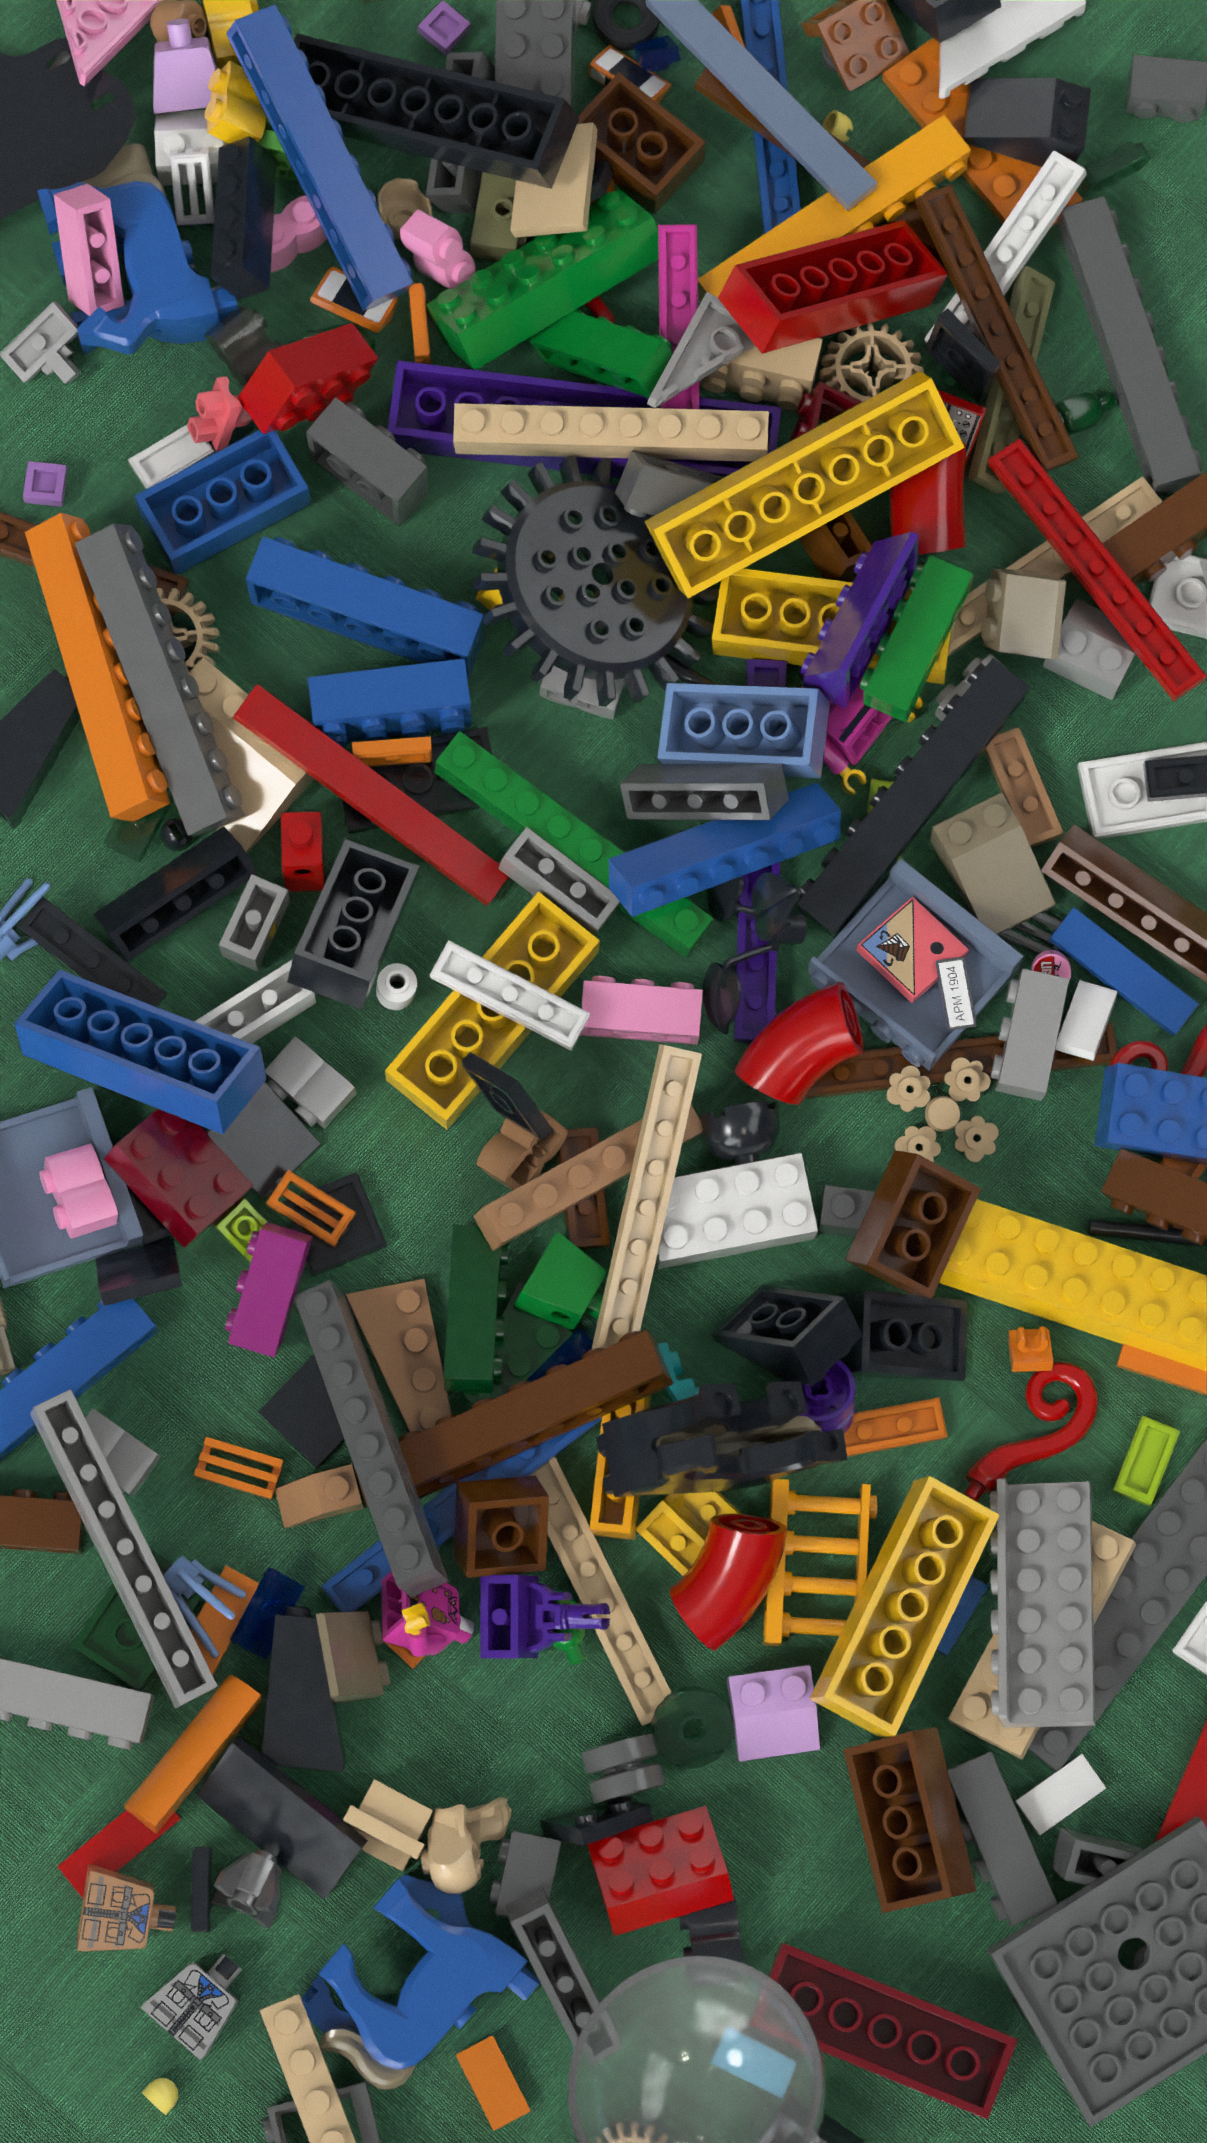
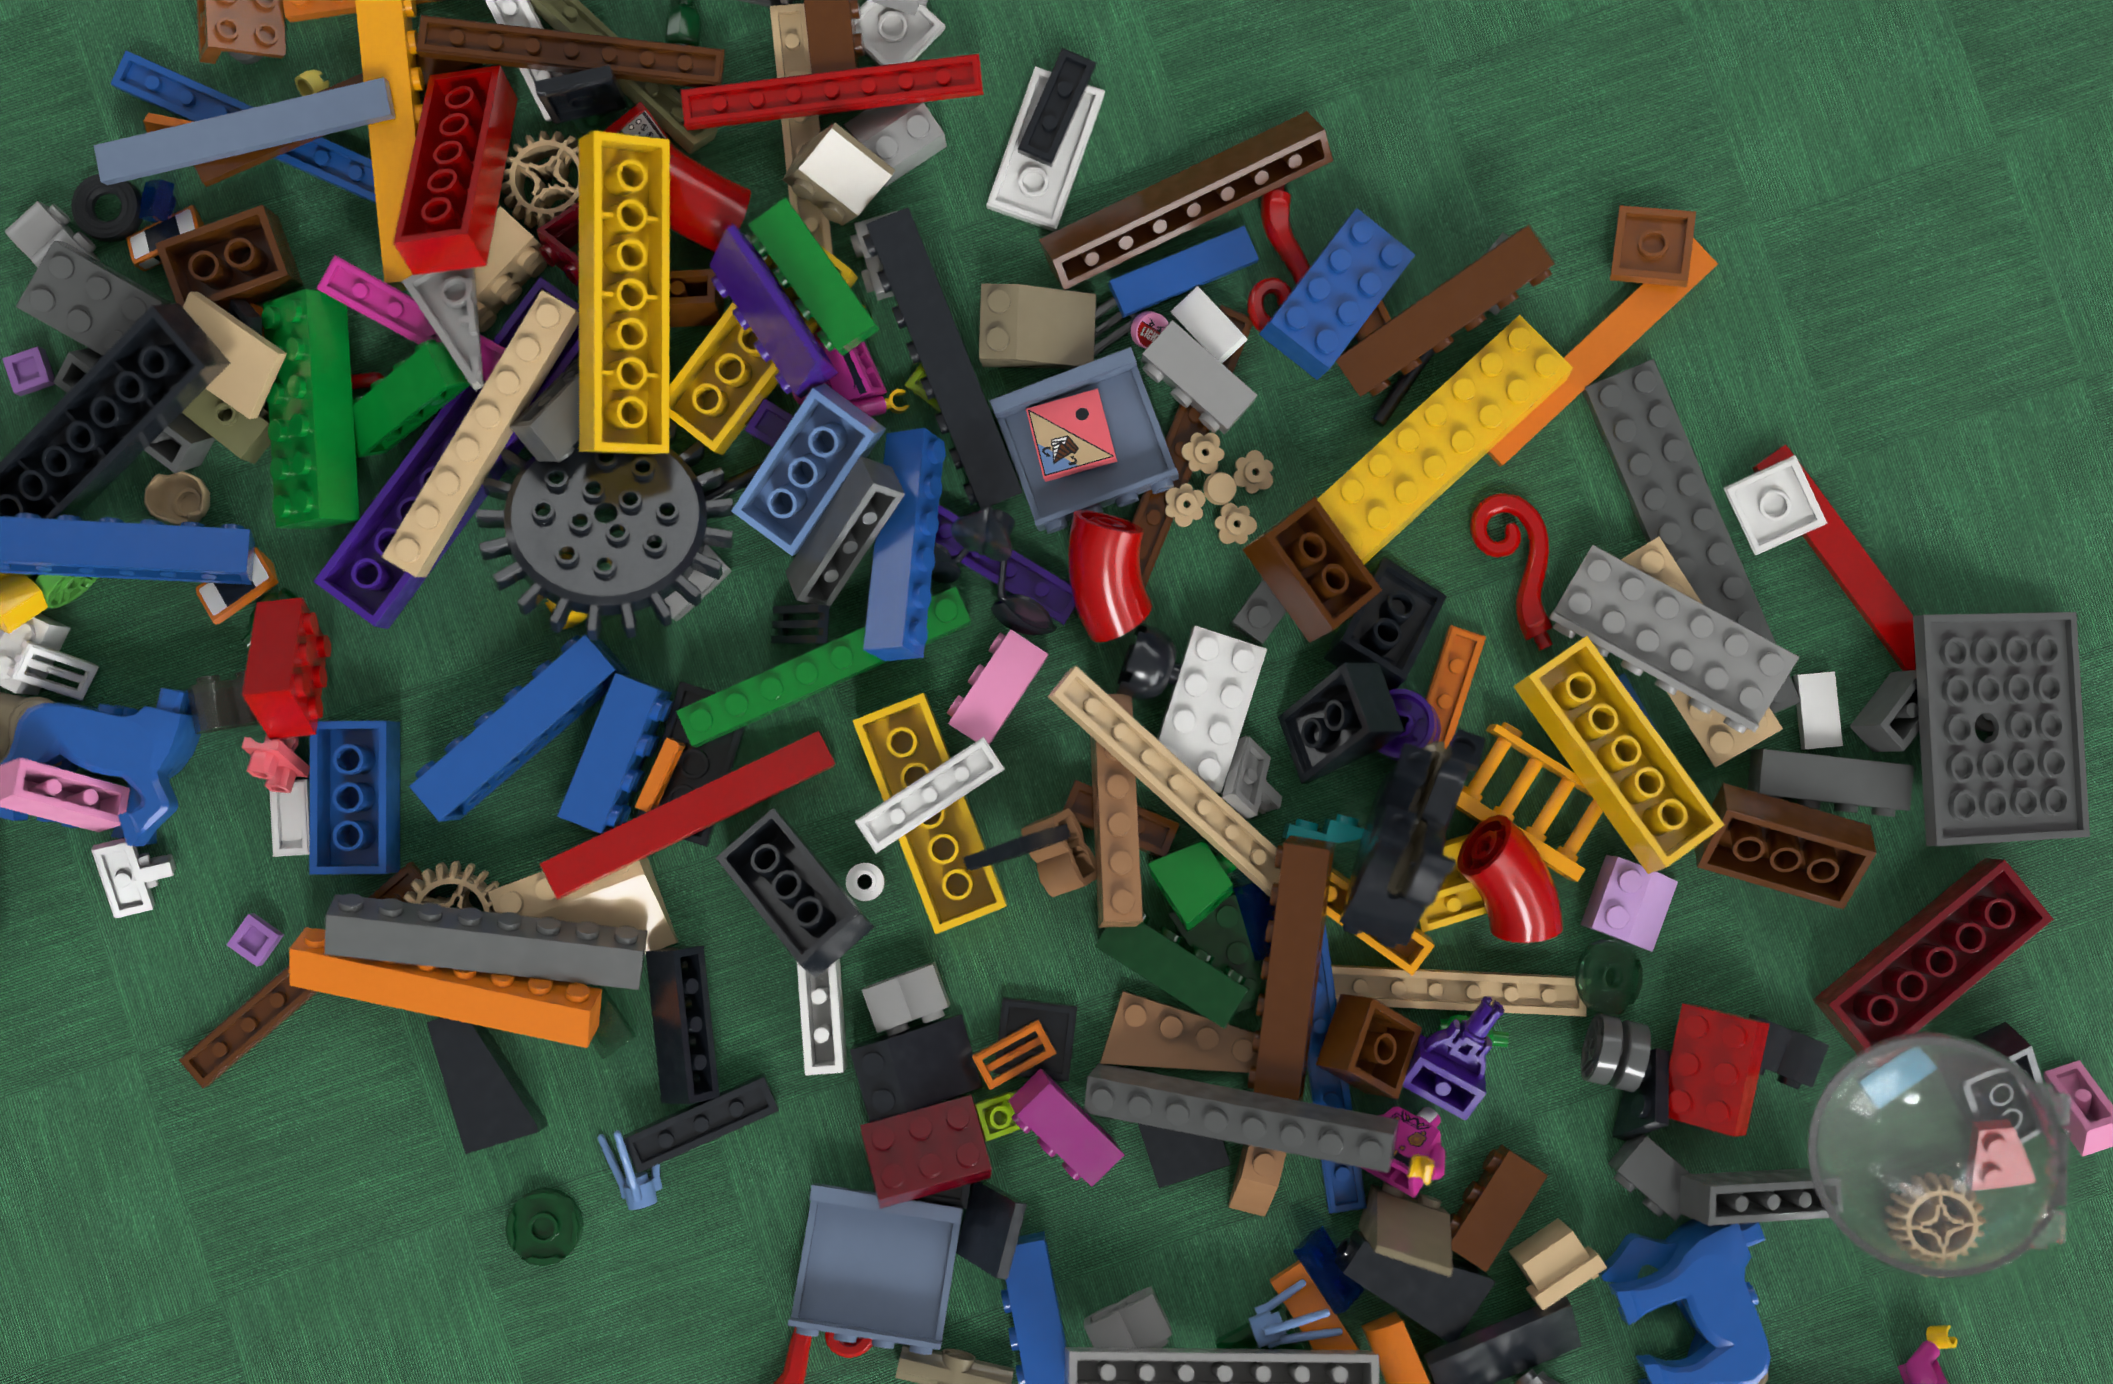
camera: 60 degrees left, 10 degrees up
(79, 1190) = (895, 1242): bright pink brick -> none
(141, 1051) = (808, 1133): blue brick -> none
(169, 838) = (629, 1001): black hinge -> none
(205, 1458) = (1202, 1241): orange tile -> none
(244, 218) = (106, 644): black brick -> none
(254, 922) = (744, 971): light grey brick -> none
(295, 232) = (144, 613): bright pink brick -> none
(303, 849) = (703, 896): red torso -> none
(368, 461) = (389, 654): dark grey brick -> none
(412, 1735) = (1494, 1206): none -> reddish brown brick
(419, 324) = (291, 542): orange tile -> none
(437, 250) = (230, 491): bright pink brick -> none
(456, 1842) = (1601, 1223): tan head -> none
(493, 2082) = (1798, 1289): orange tile -> none
(544, 869) = (852, 697): light grey brick -> none
(592, 790) = (784, 624): none -> black tile
(684, 1282) = (1247, 783): none -> light grey hinge
(956, 993) = (1129, 420): white sticker -> none
(1023, 787) = (982, 263): medium nougat plate -> none
(1030, 1350) = (1453, 529): orange tile -> none
(1146, 1461) = (1591, 487): lime tile -> none

